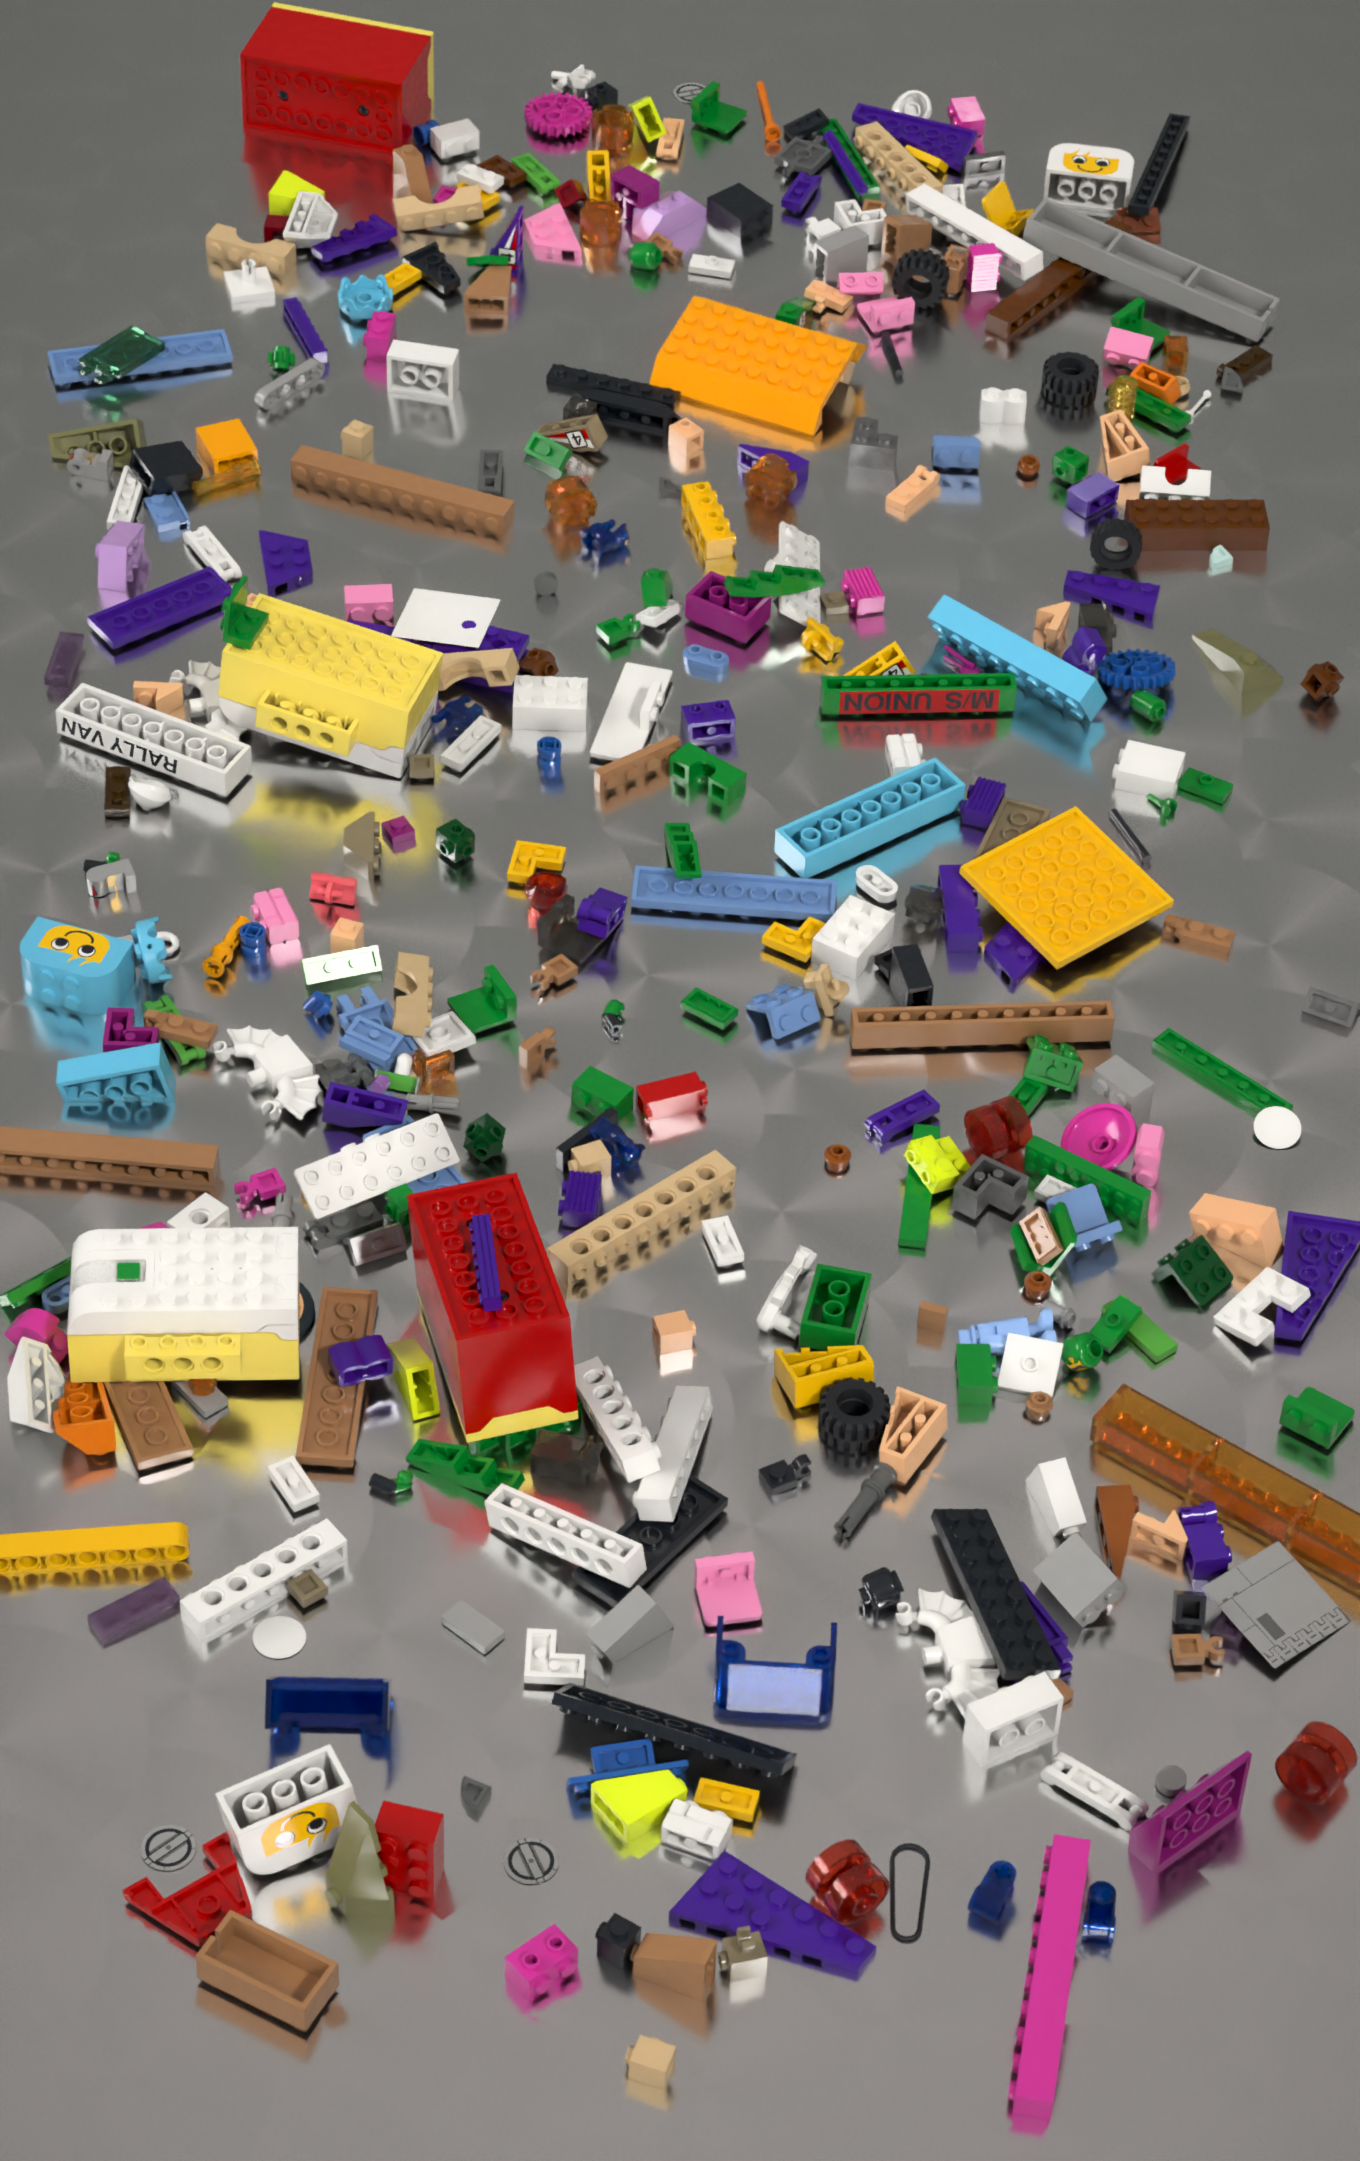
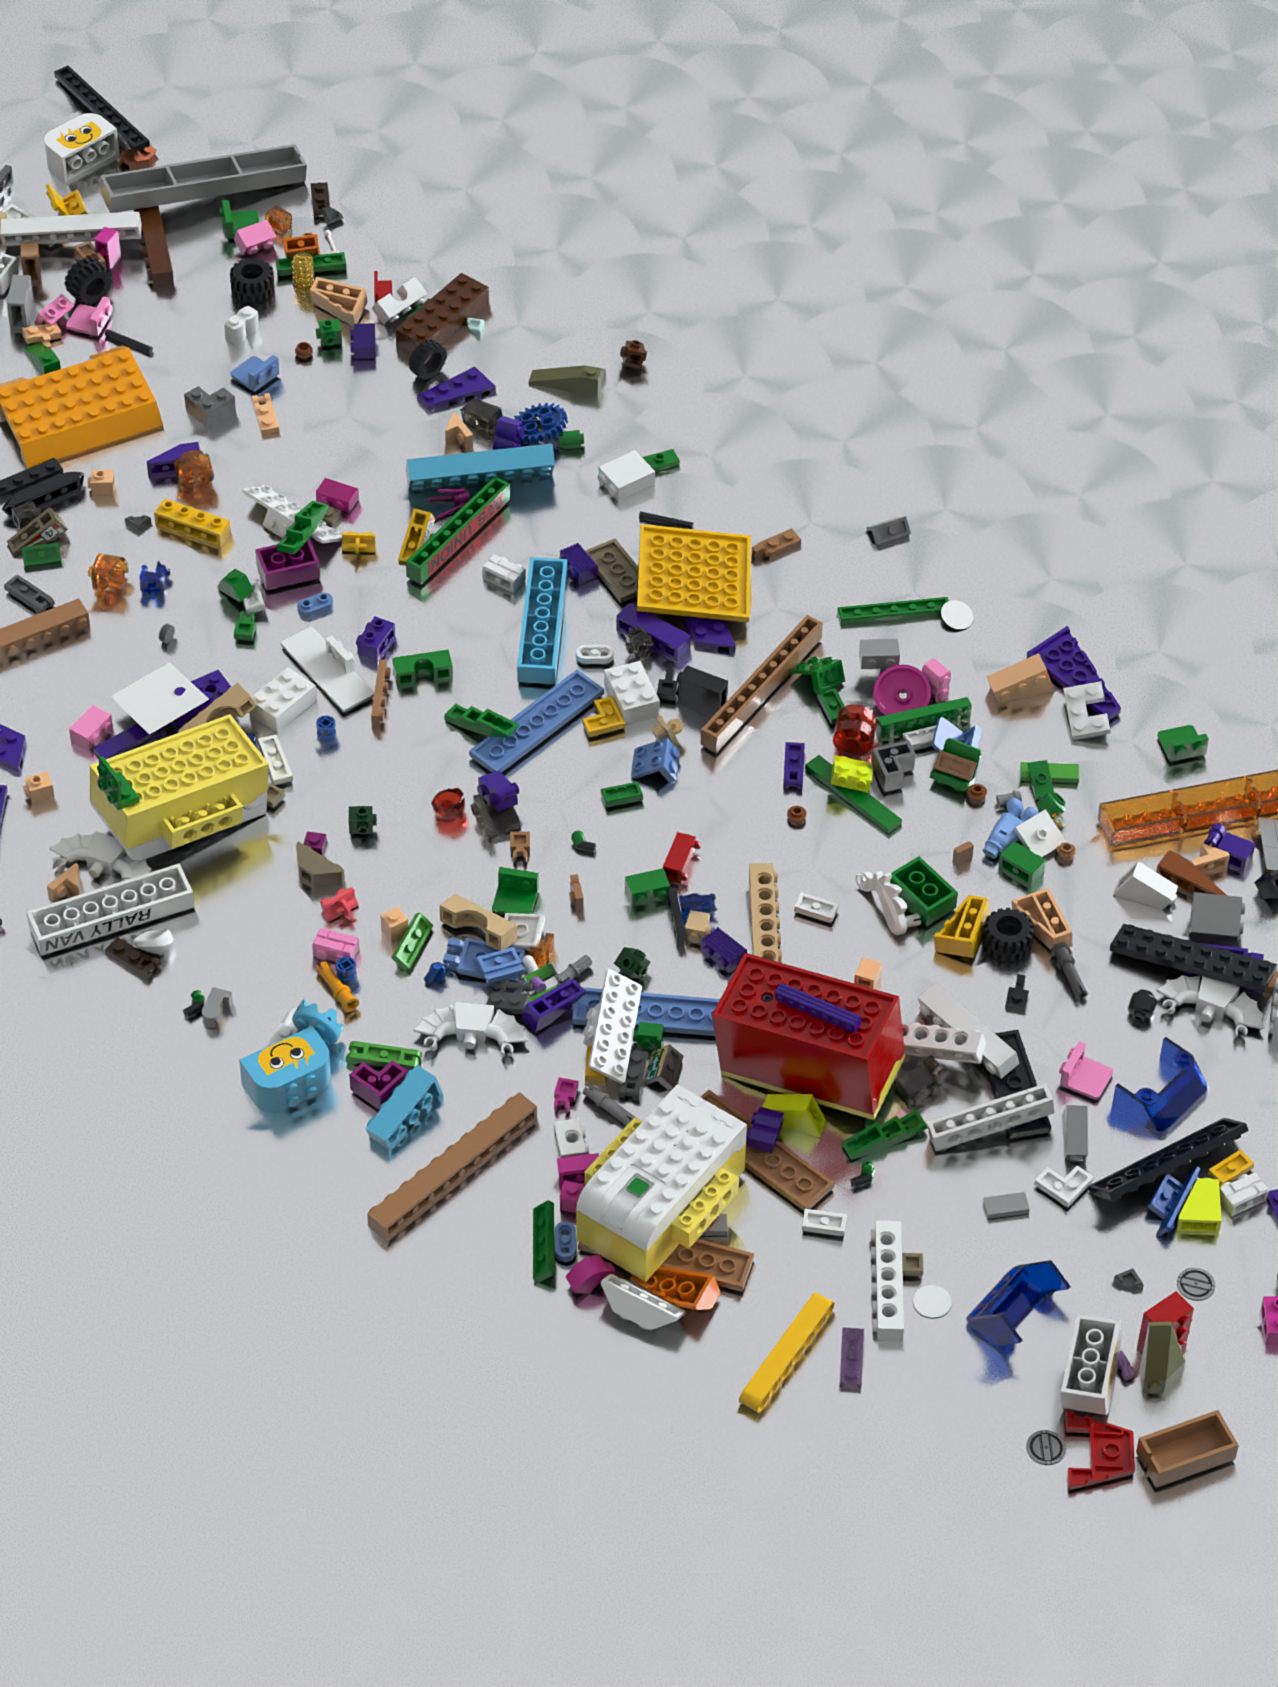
camera: 50 degrees left, 5 degrees up
(181, 1028) = (396, 1050): medium nougat hinge -> none
(531, 855) = (408, 795): yellow plate -> none
(538, 663) = (246, 680): reddish brown brick -> none
(1166, 805) = (661, 490): green hand -> none
(1196, 1269) = (1027, 717): dark green bracket -> none

